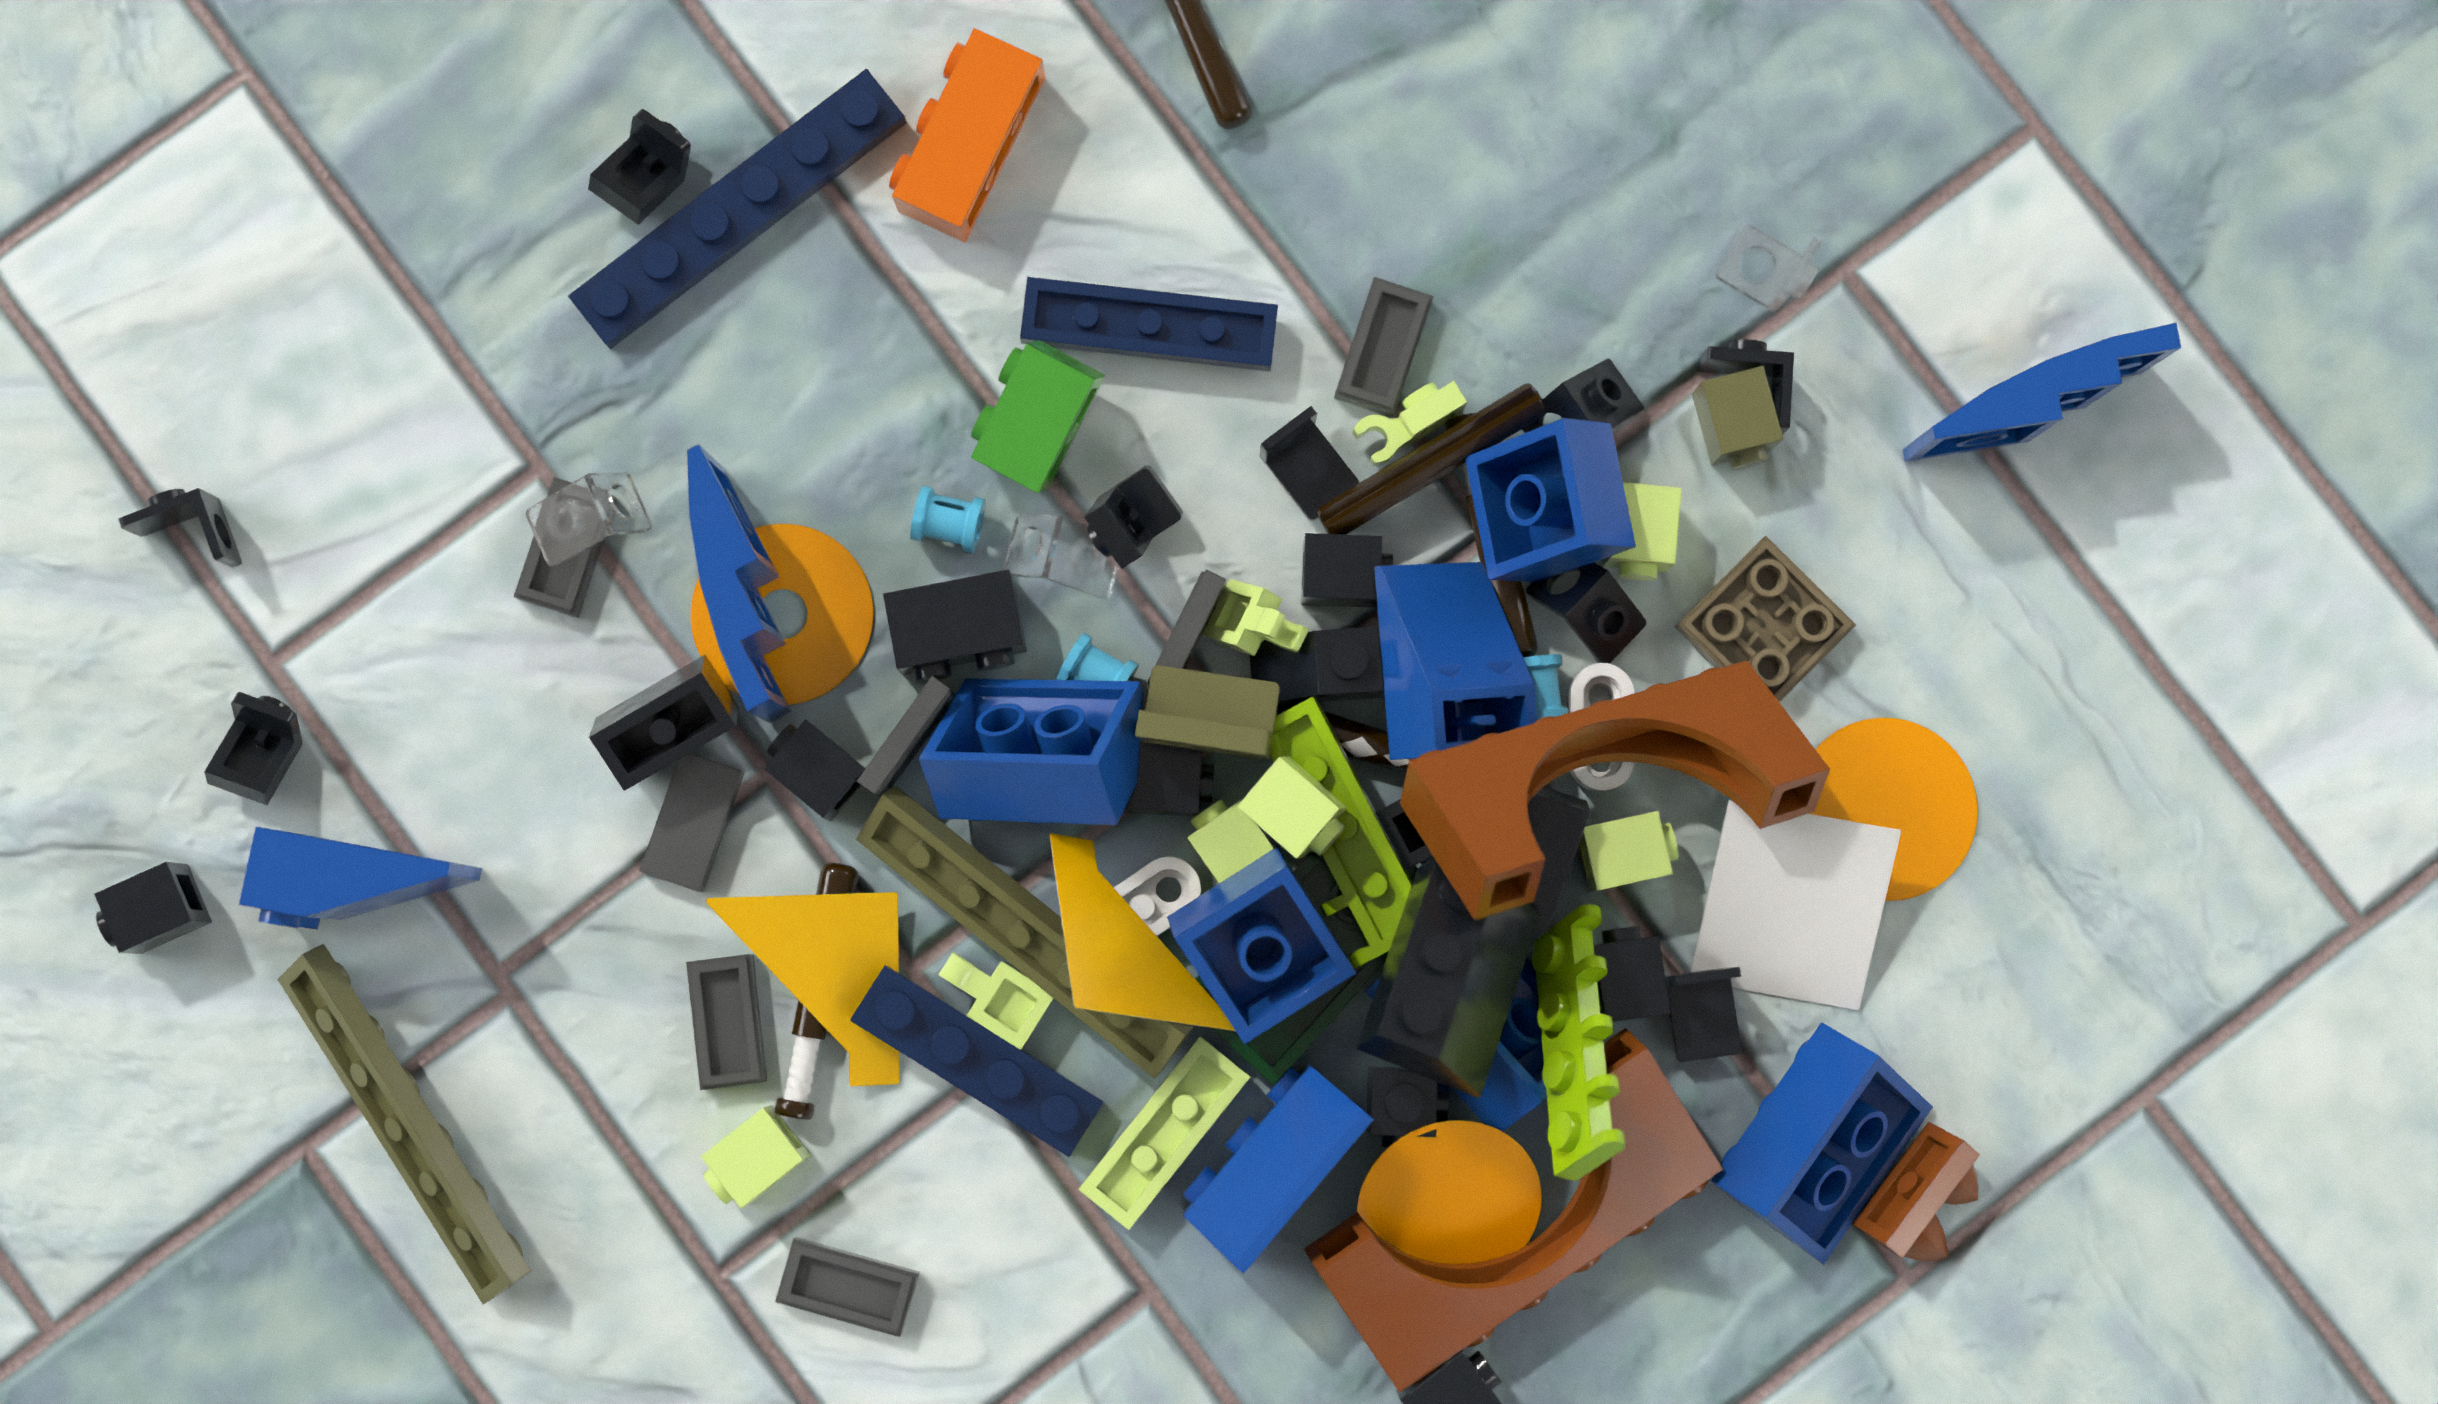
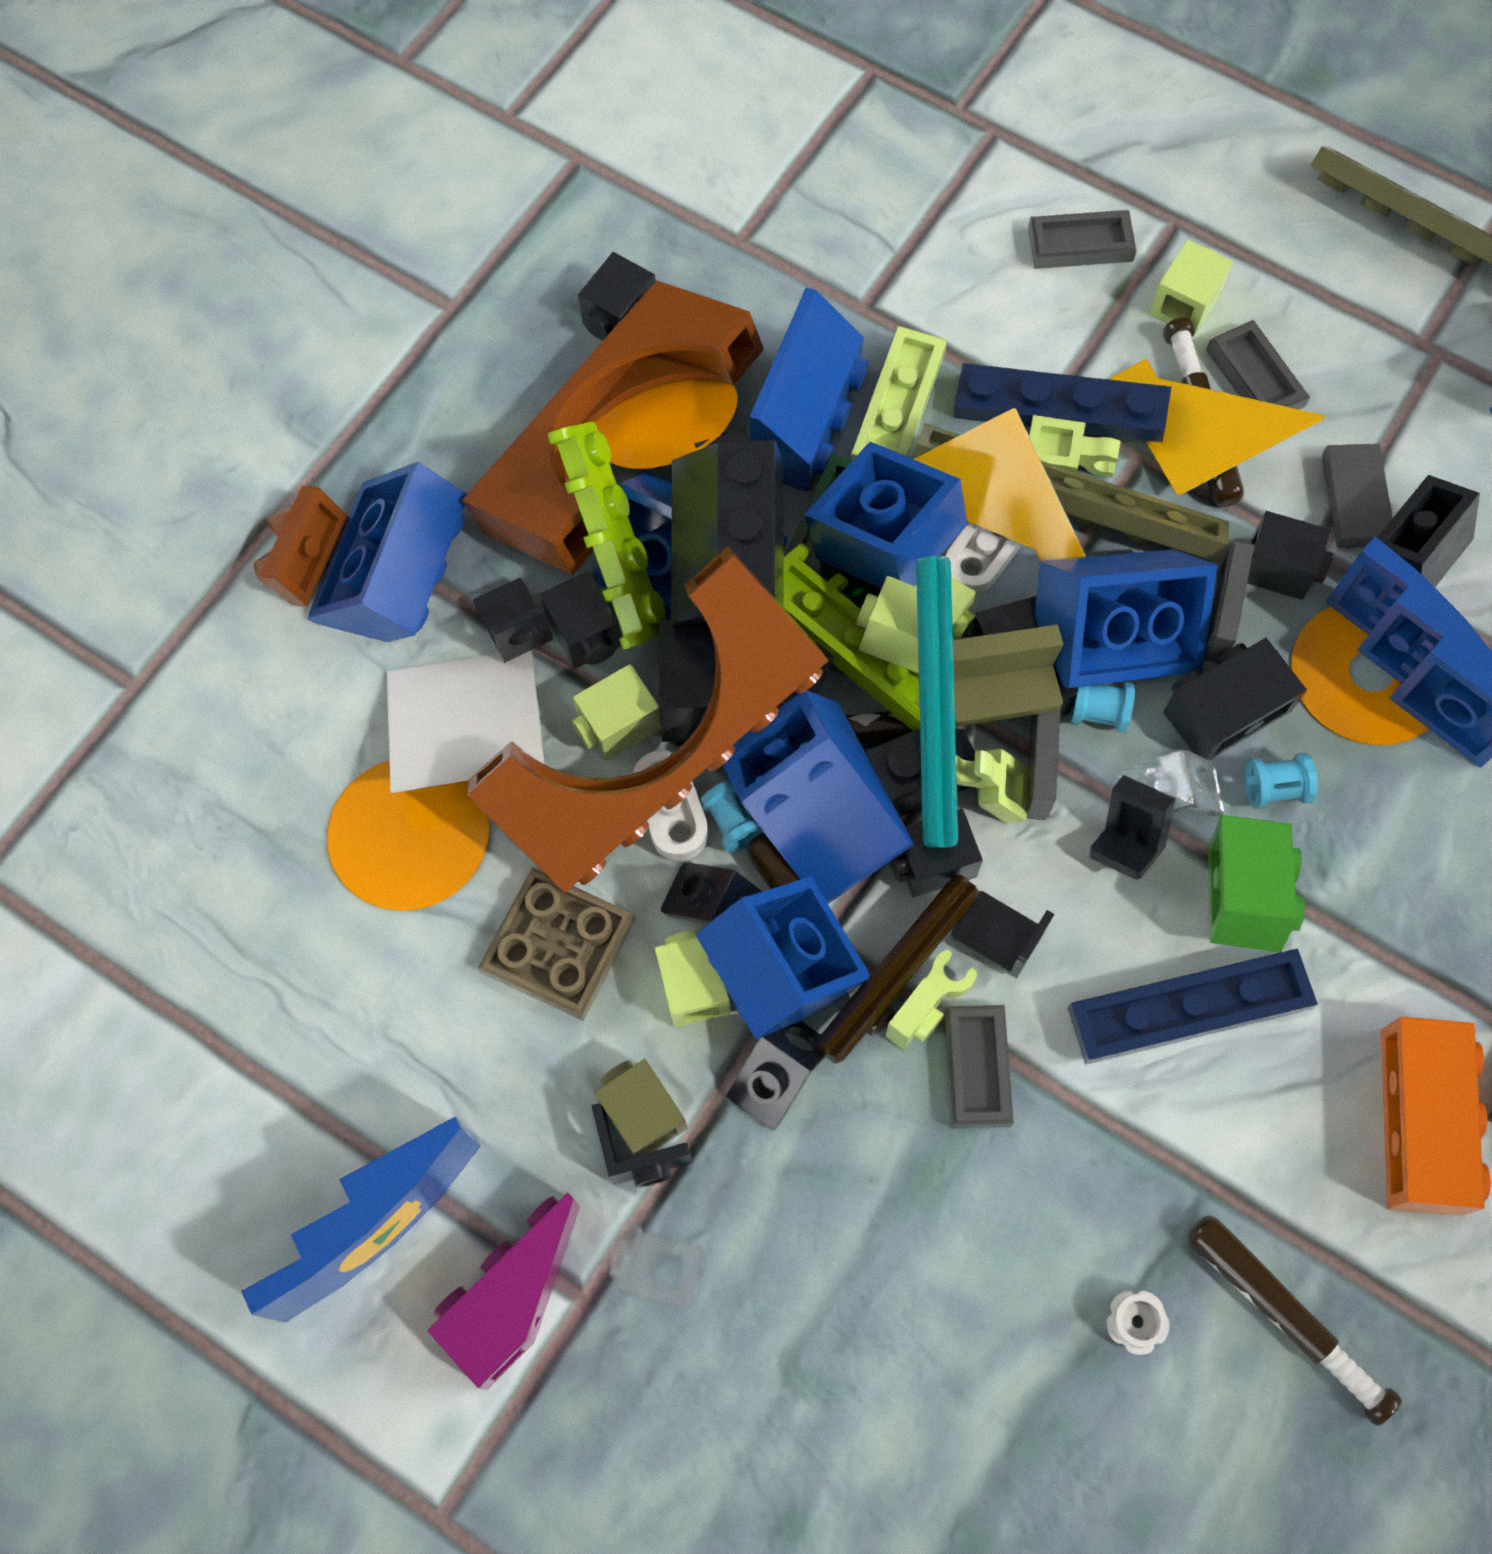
camera: 165 degrees right, 15 degrees down
(1299, 697) = (937, 702): none -> teal axle
(1333, 43) = (1154, 1327): none -> white plate
(1935, 270) = (504, 1309): none -> magenta slope

